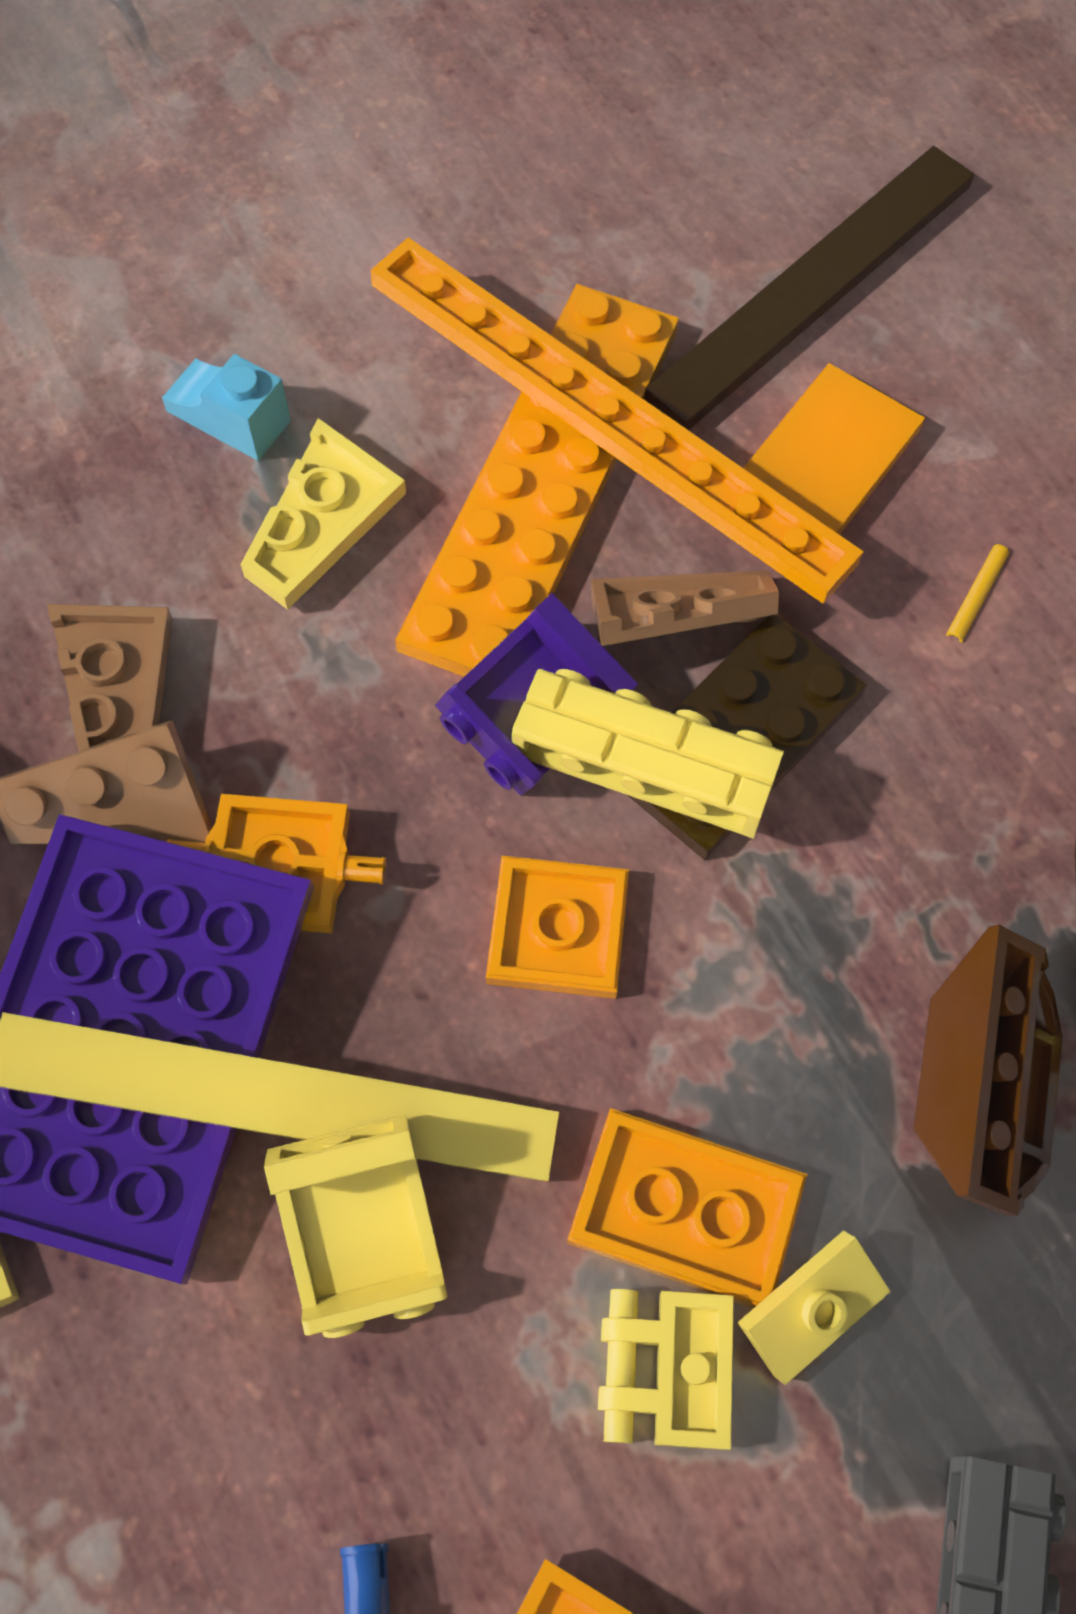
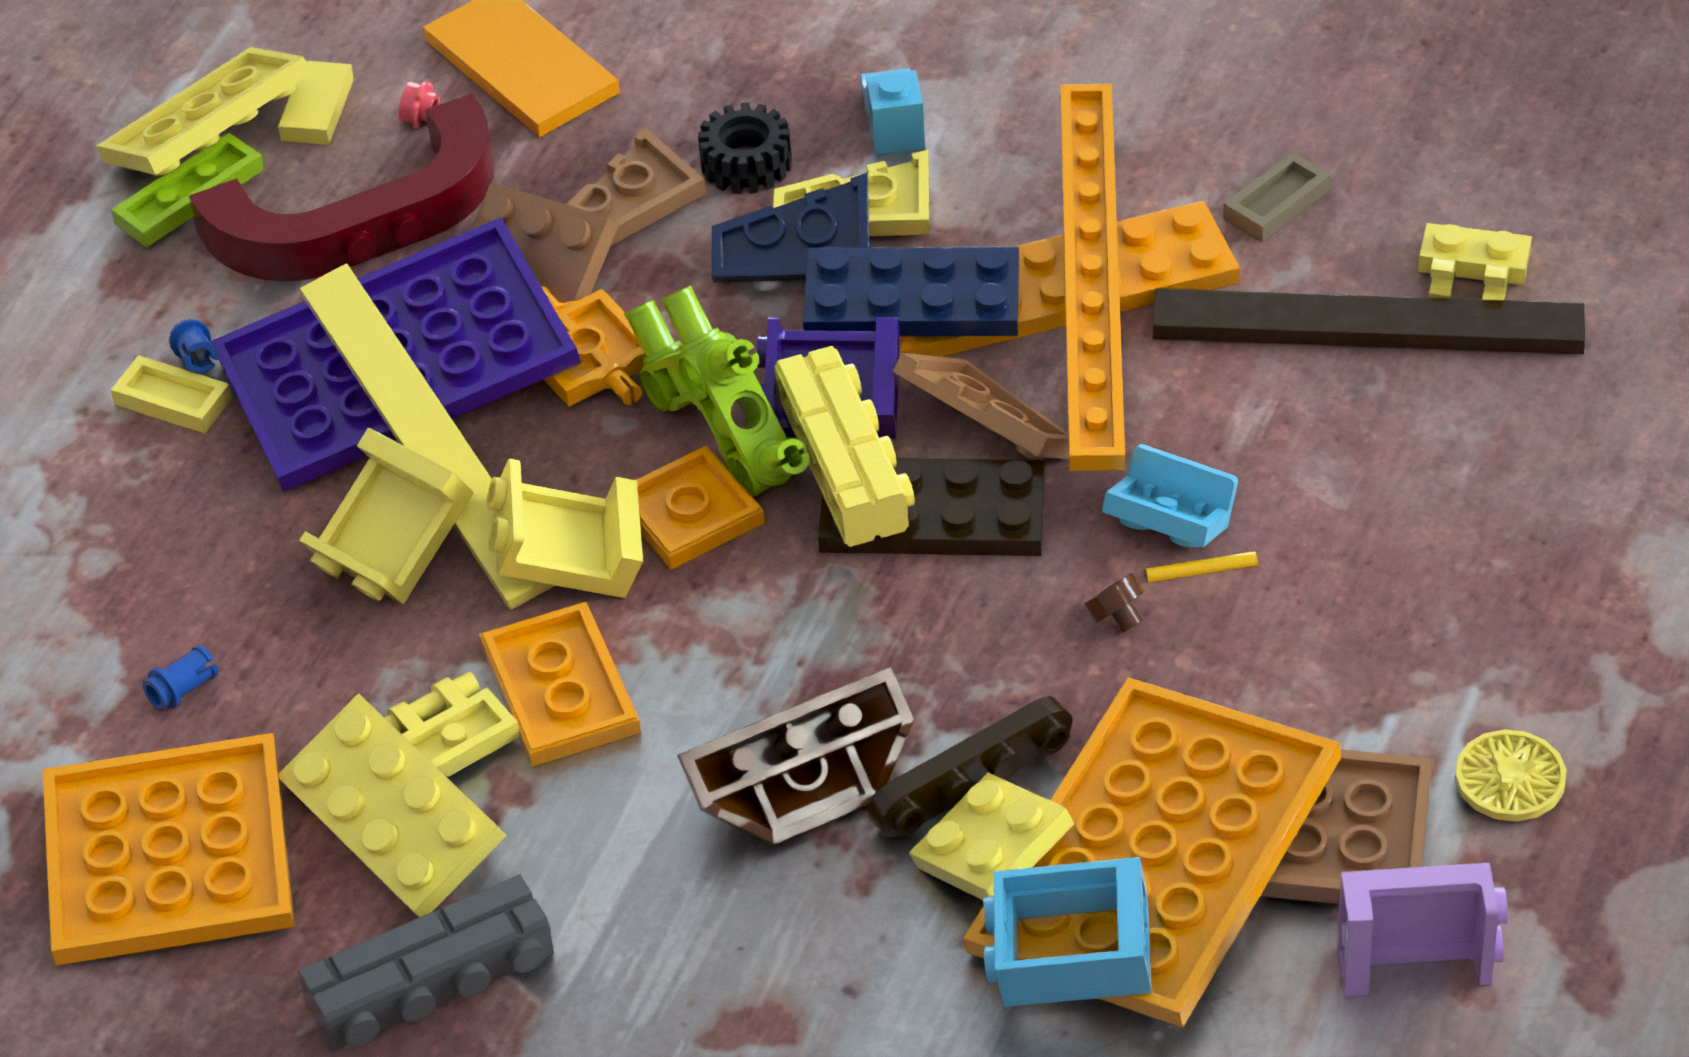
camera: 55 degrees right, 20 degrees down
(152, 519) = (742, 129): none -> black tyre
(326, 591) = (776, 240): none -> dark blue wing
(484, 791) = (714, 373): none -> lime pin
(489, 559) = (925, 287): none -> dark blue plate
(528, 1065) = (565, 535): none -> light yellow panel
(613, 237) = (1277, 196): none -> dark tan tile
(745, 1508) = (391, 806): none -> light yellow plate
(808, 169) = (1473, 254): none -> light yellow plate
(814, 1307) = (552, 770): light yellow plate -> none
(835, 447) = (1226, 414): light orange tile -> none
(912, 556) = (1172, 497): none -> medium azure bracket
(989, 681) = (1117, 601): none -> reddish brown tile

